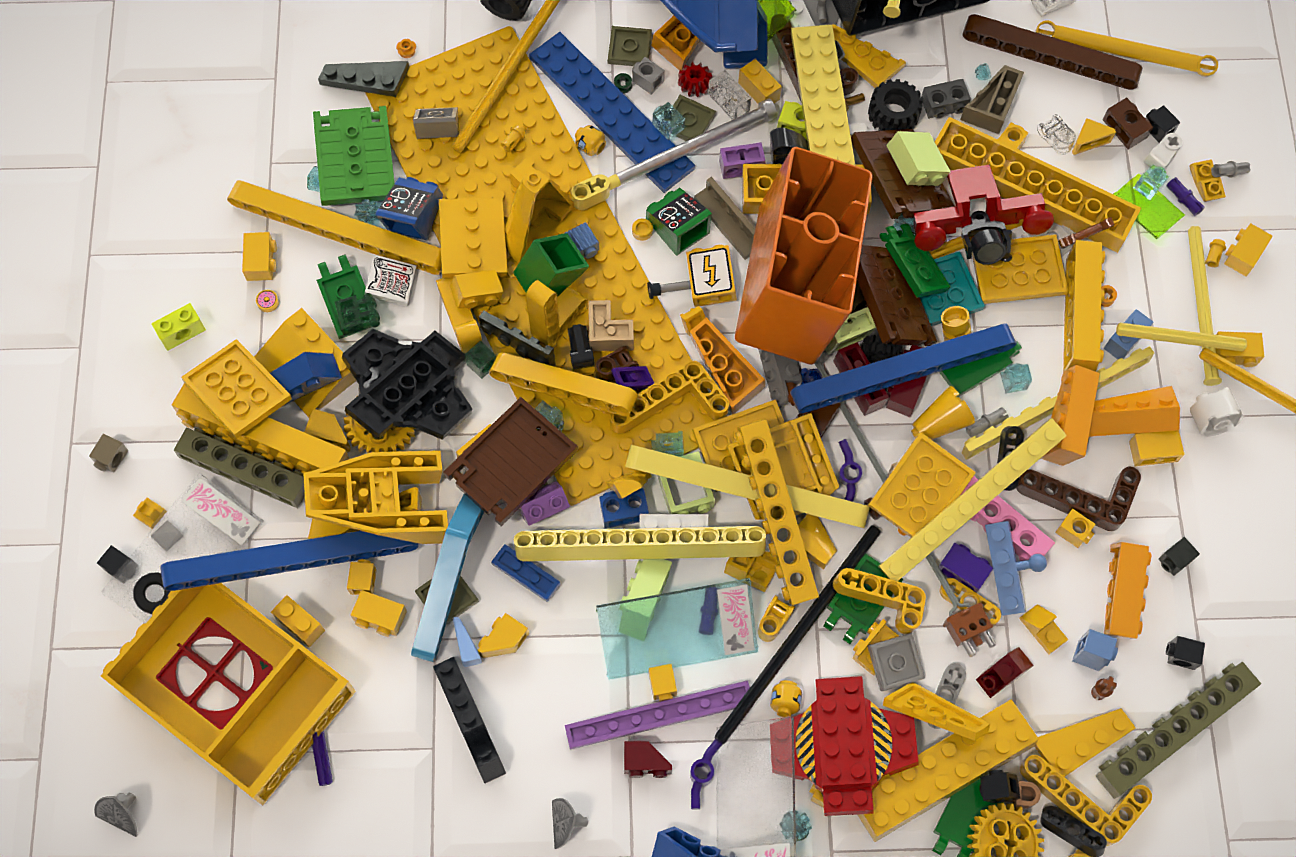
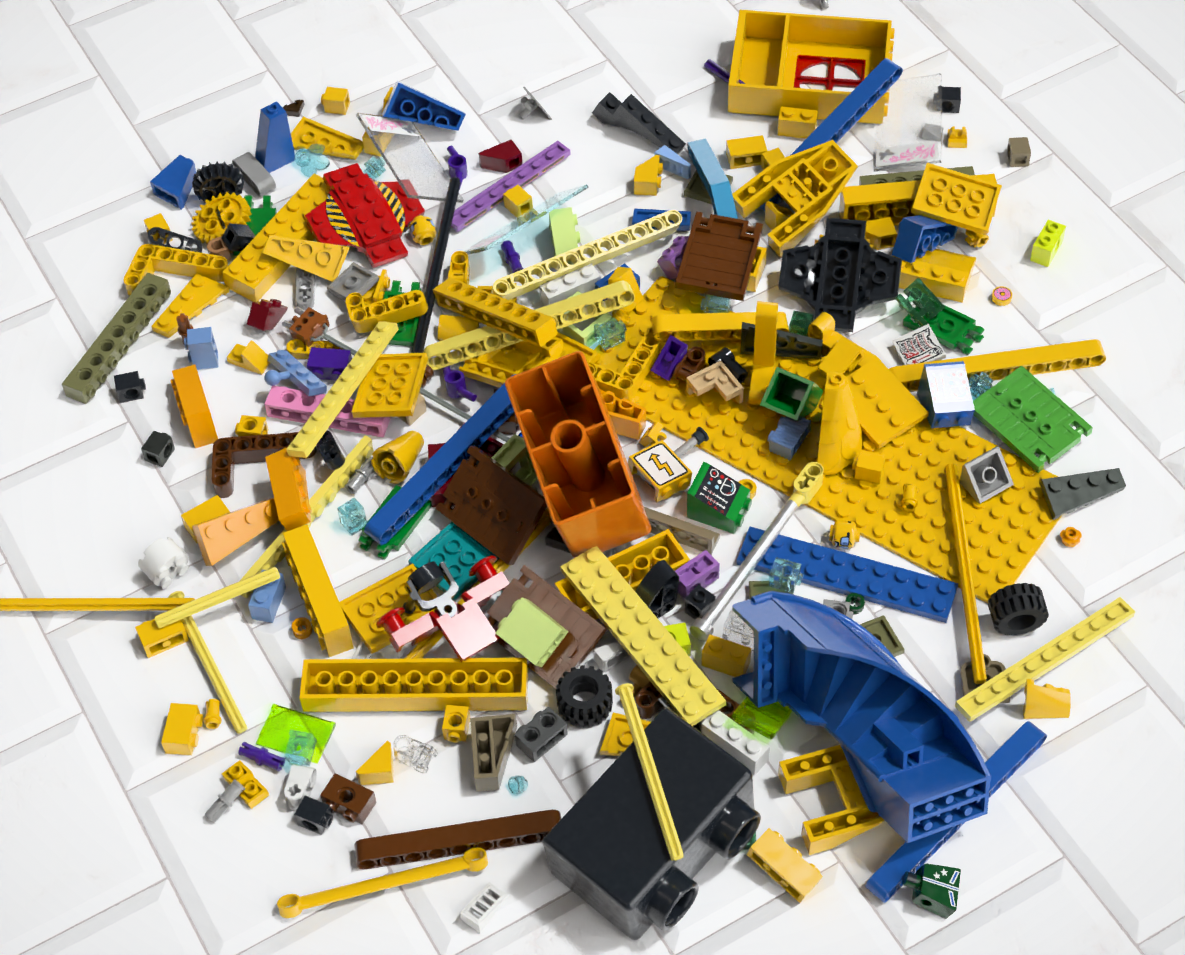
camera: 155 degrees right, 15 degrees down
(140, 589) = (909, 98): black tyre -> none
(258, 256) = (1036, 316): yellow brick -> none
(753, 133) = (698, 602): none -> black brick
(915, 264) = (477, 542): green tile -> none
(955, 322) = (424, 525): yellow wheel -> none
(1069, 240) = (353, 646): dark orange bar -> none

